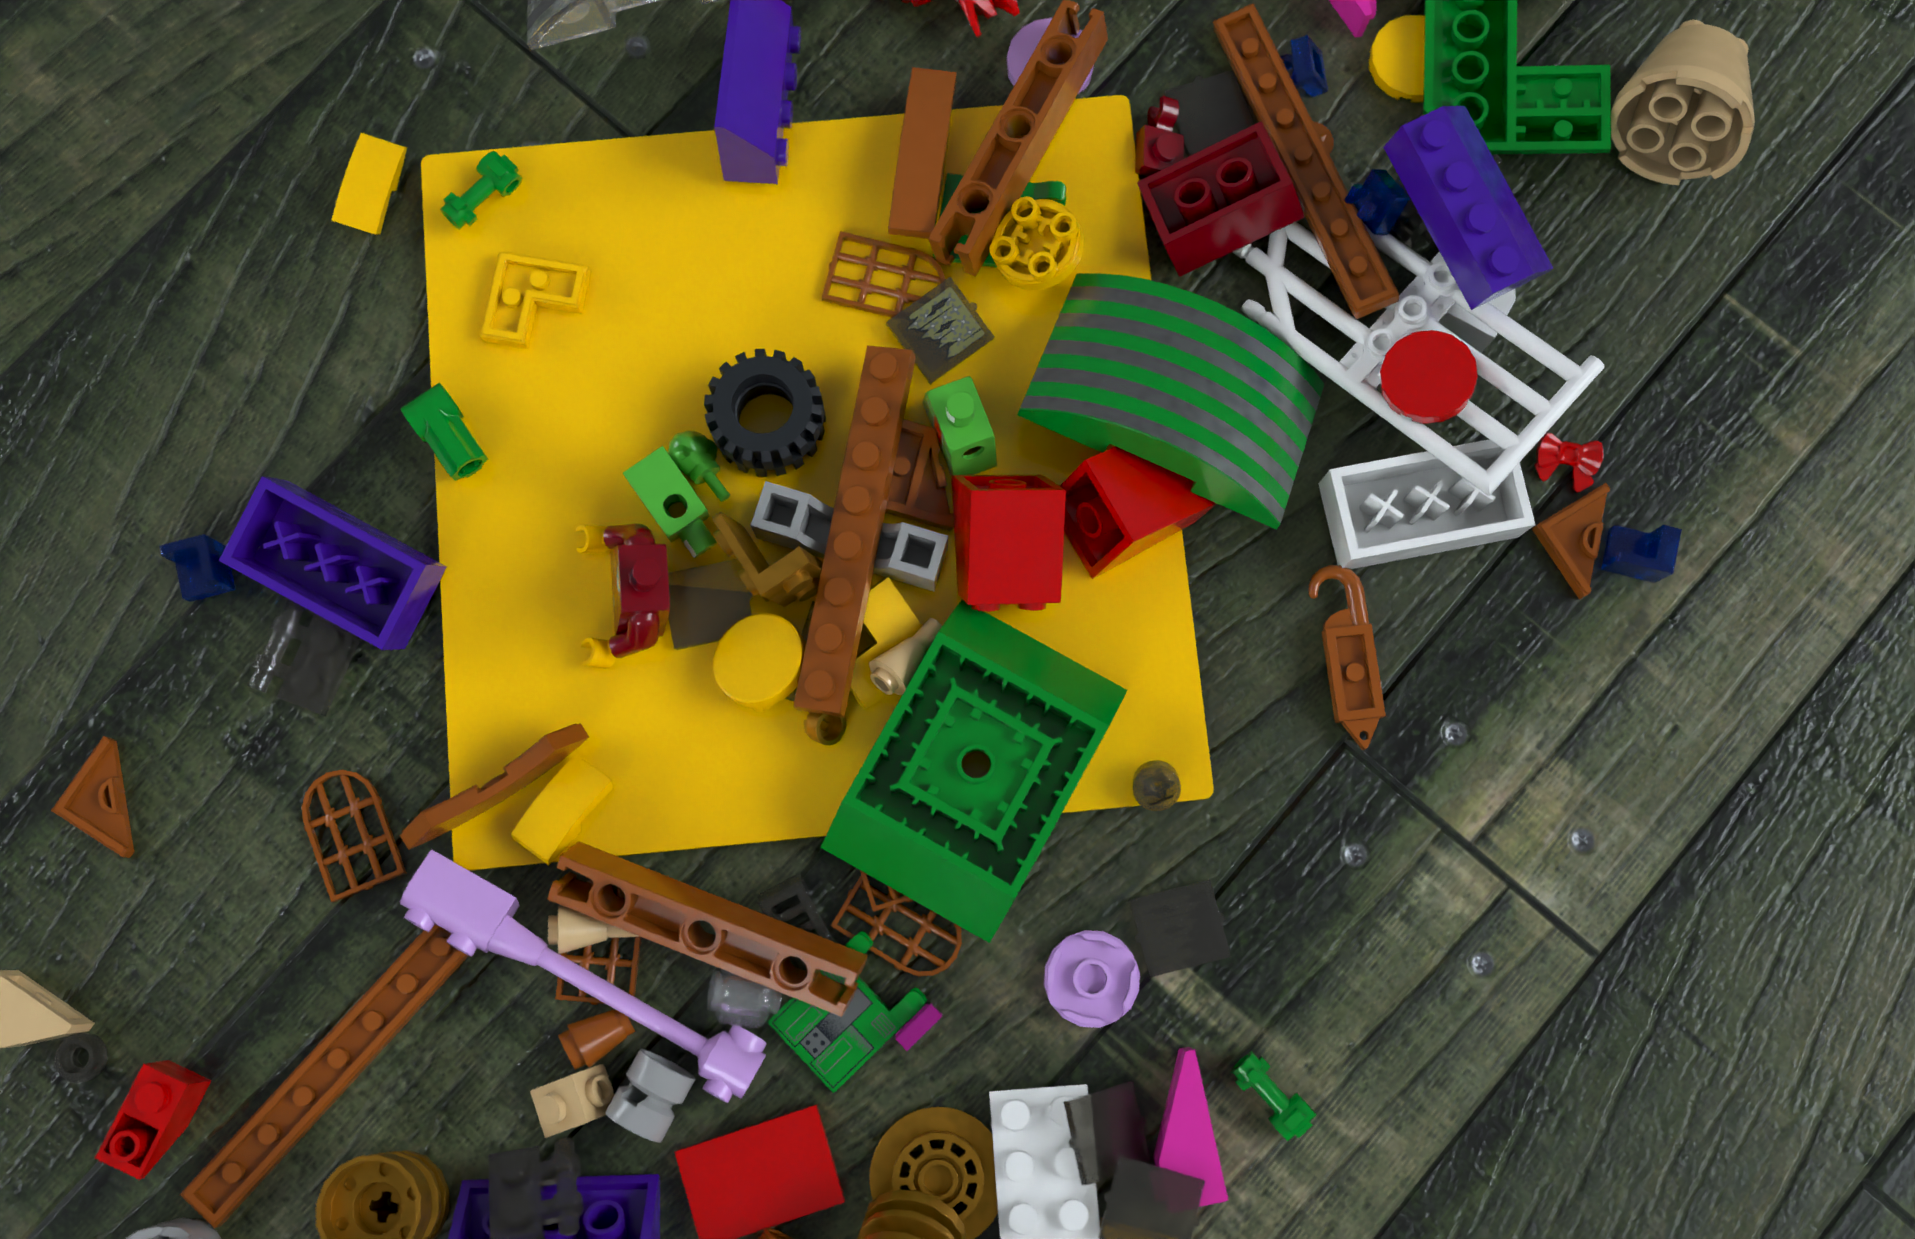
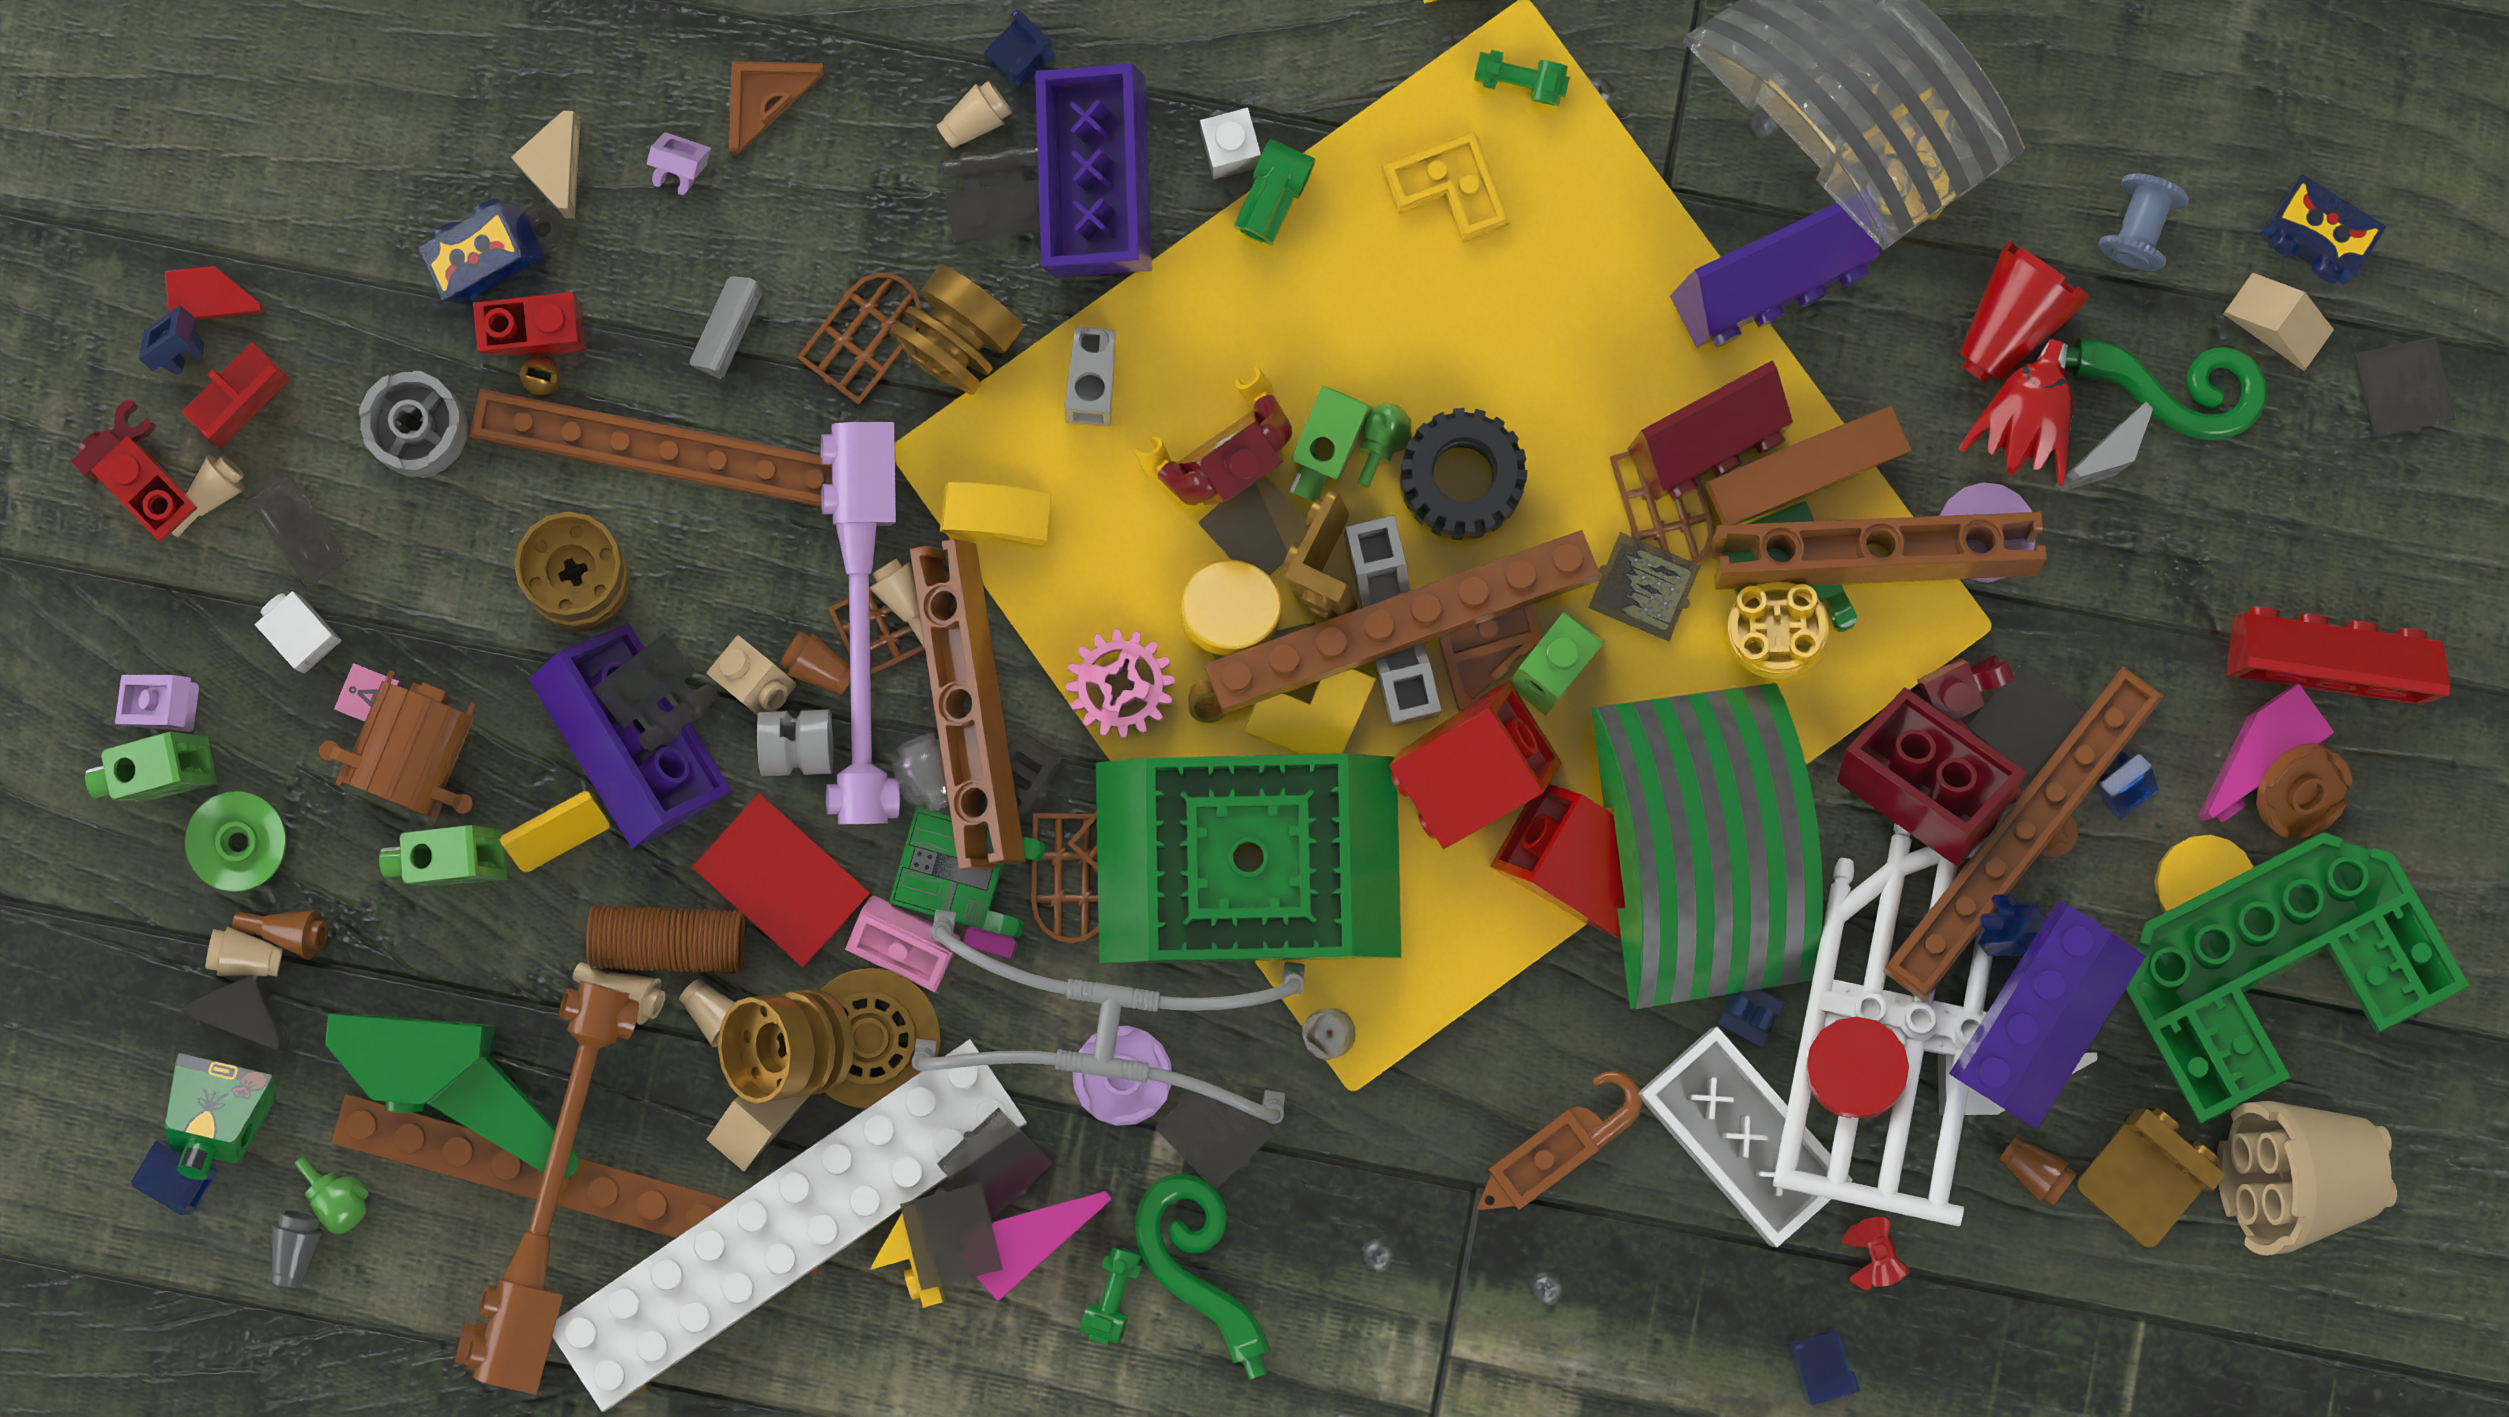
camera: 60 degrees right, 5 degrees up
(59, 1123) = (481, 250): none -> clear blue brick
(97, 903) = (677, 157): none -> lavender tile
(210, 1141) = (536, 386): none -> pearl gold hinge
(228, 636) = (974, 115): none -> tan cone
(267, 945) = (726, 326): none -> light grey slope
(385, 444) = (1230, 143): none -> white brick
(387, 744) = (956, 329): none -> pearl gold wheel
(474, 801) = (999, 453): dark orange tile -> none
(501, 665) = (1091, 377): none -> light grey leg
(749, 802) = (1098, 677): none -> bright pink gear
(852, 203) = (1713, 433): none -> dark red slope
(873, 1101) = (900, 943): none -> bright pink slope
(897, 666) = (1300, 735): tan cone -> none
(1035, 949) = (1111, 1000): none -> light grey bar
(1326, 447) = (1750, 1015): none -> dark blue tile
(1351, 1003) = (1234, 1320): none -> green plant
(1571, 299) = (2038, 1170): none -> dark orange cone
(1574, 538) = (1802, 1300): dark orange tile -> none
(1617, 219) = (2148, 1176): none -> pearl gold bracket

